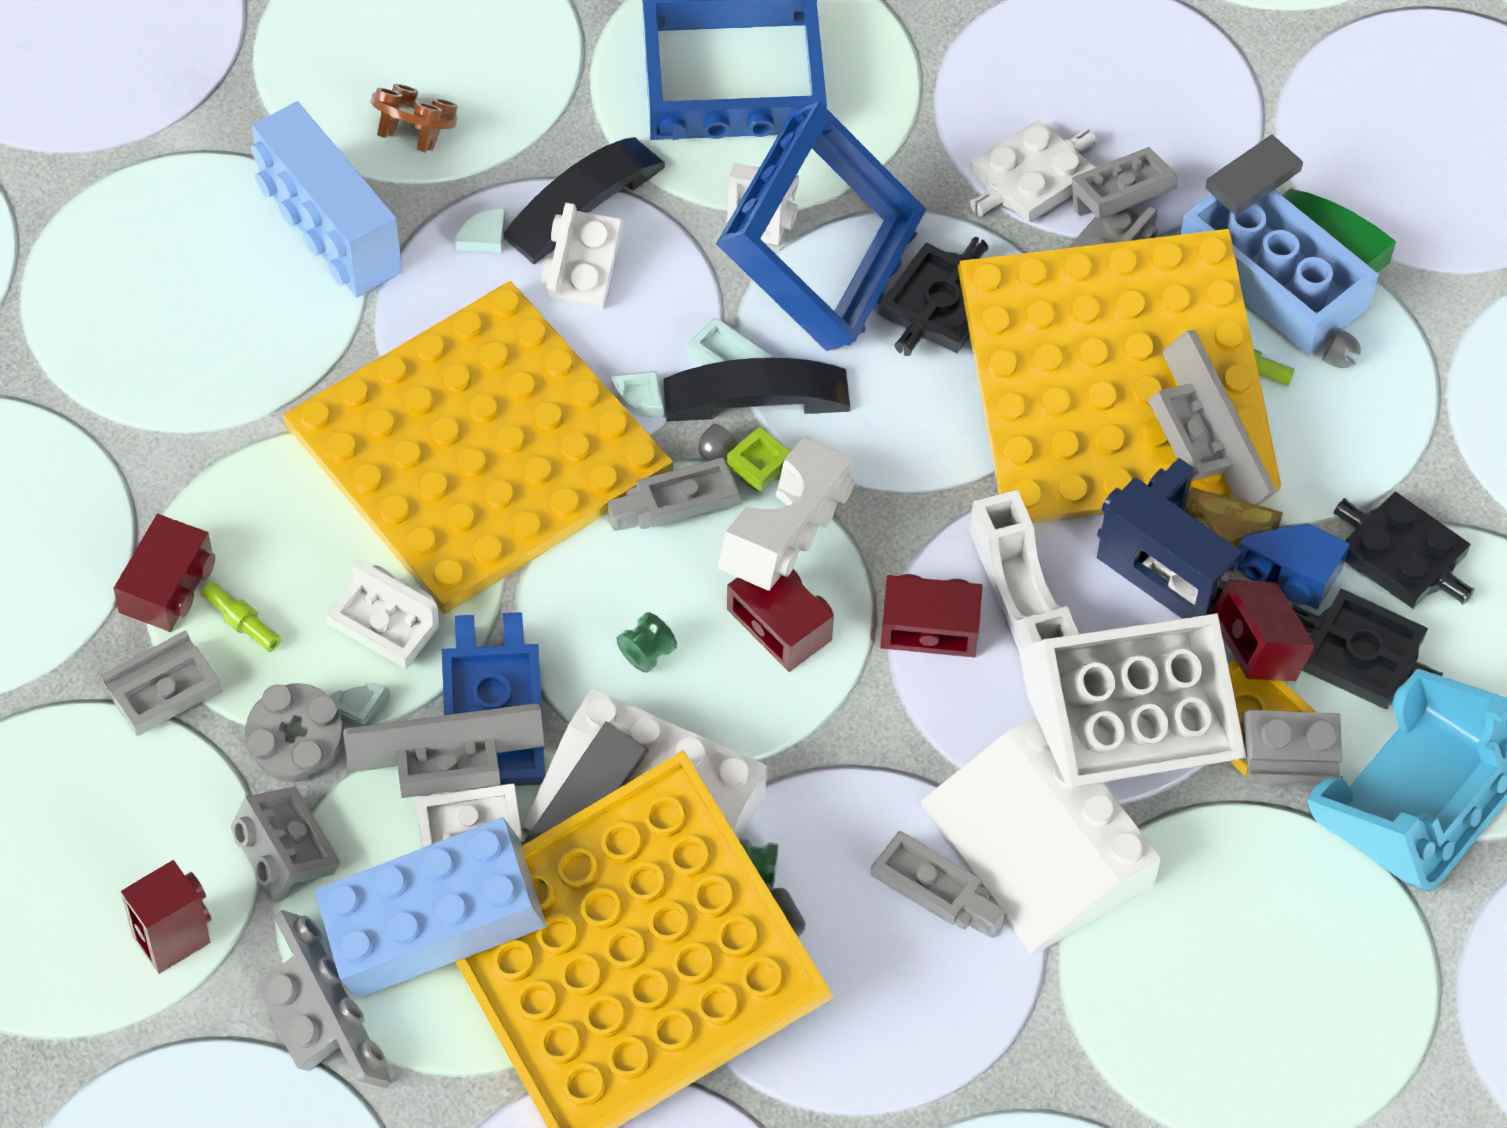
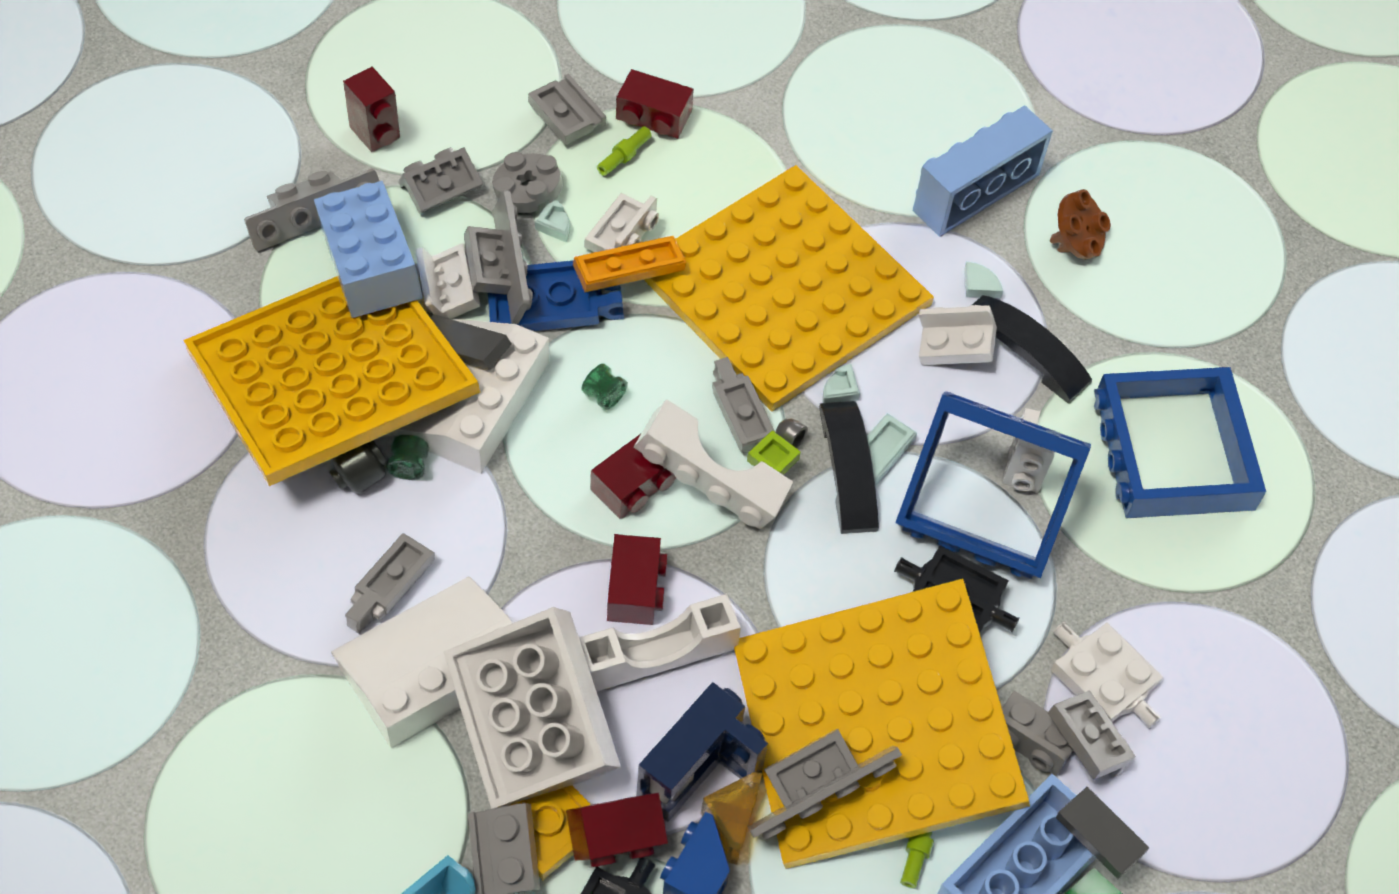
camera: 85 degrees right, 0 degrees up
(463, 599) = (629, 263): none -> light orange tile

